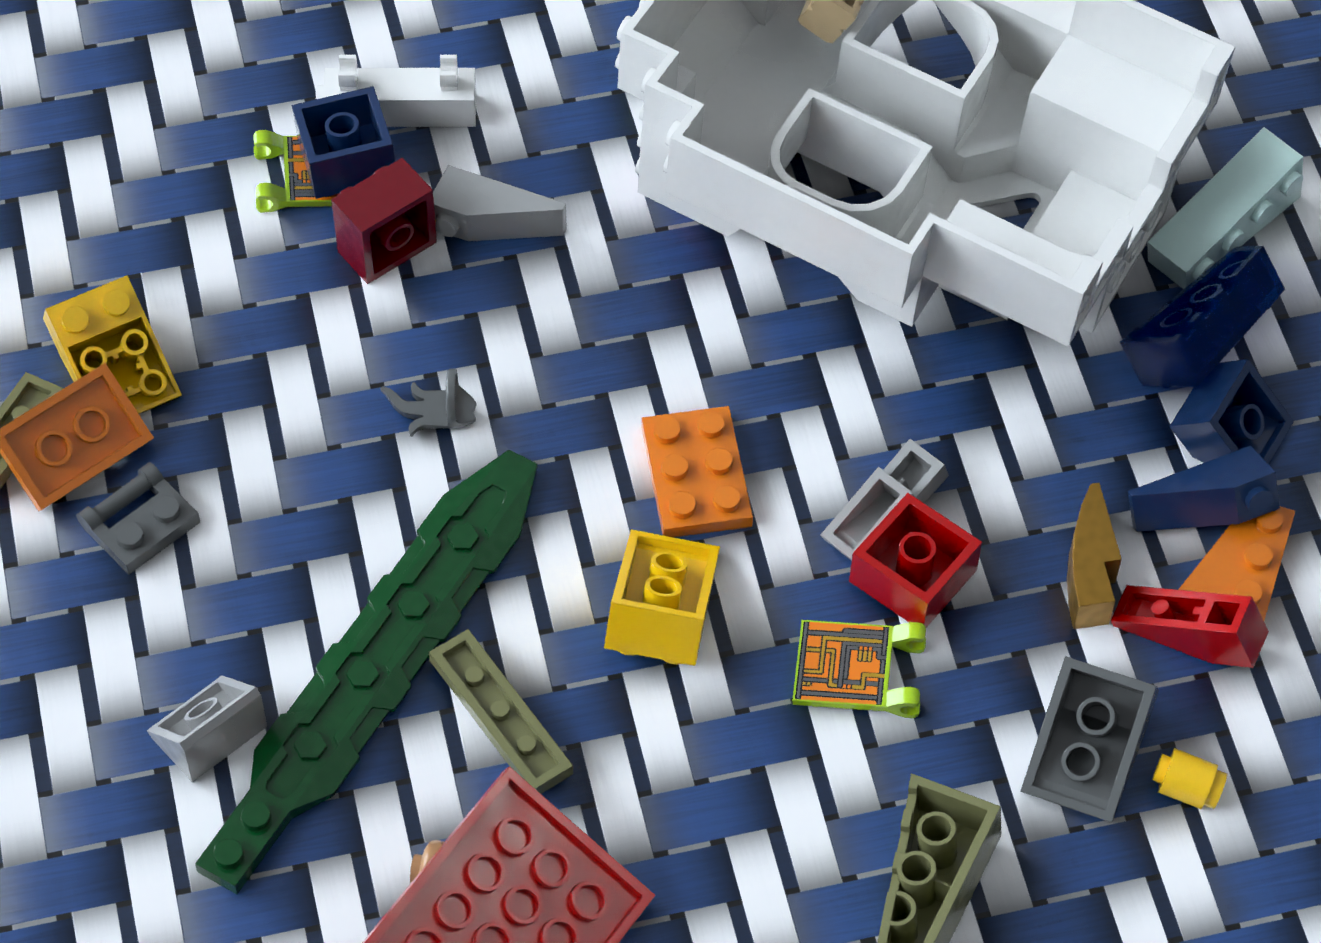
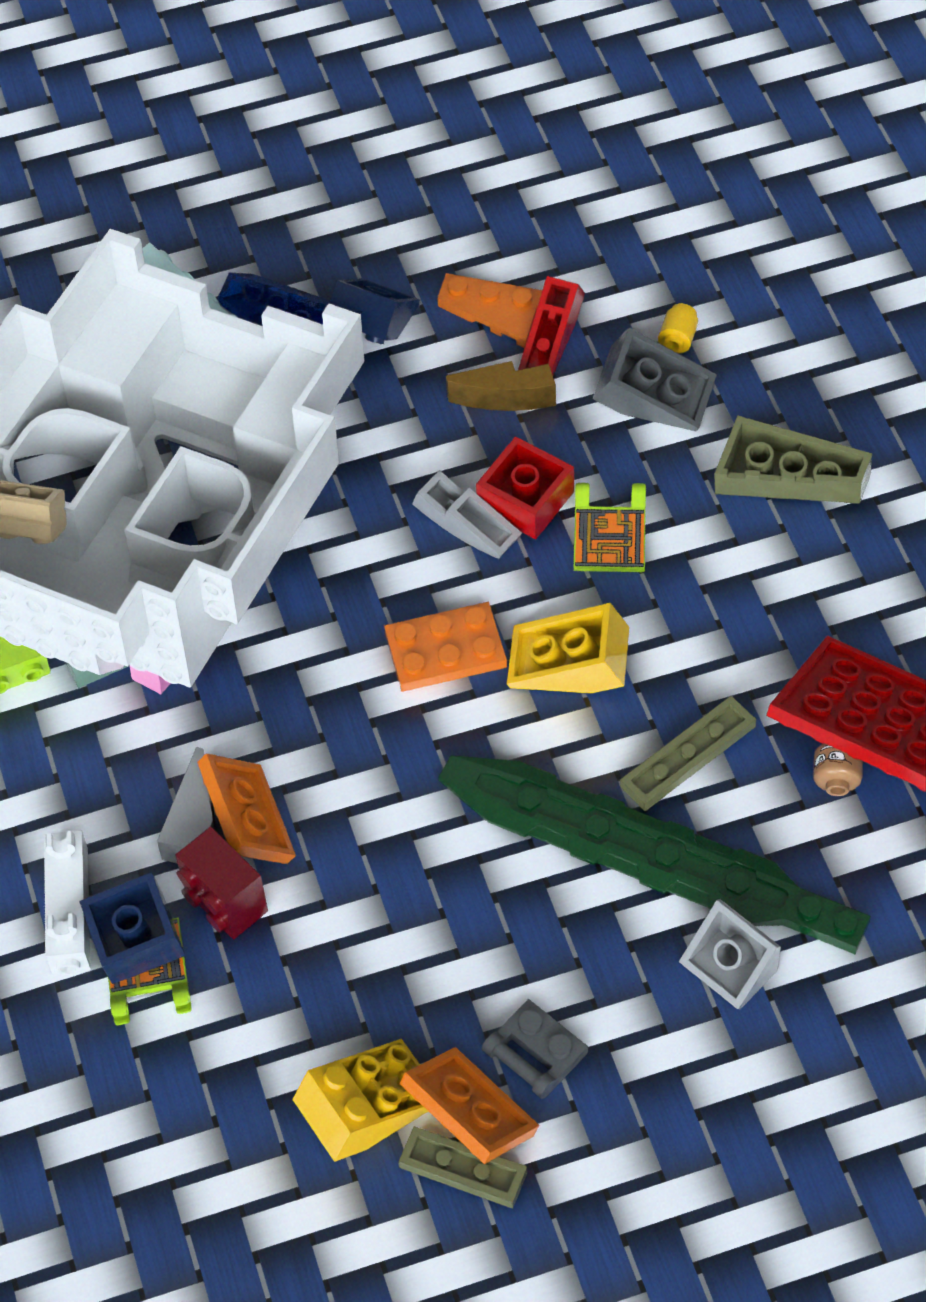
camera: 90 degrees left, 0 degrees up
(435, 408) = (402, 831): dark grey piece -> none
(480, 249) = (246, 808): none -> orange plate
(1208, 494) = (445, 311): dark blue slope -> none

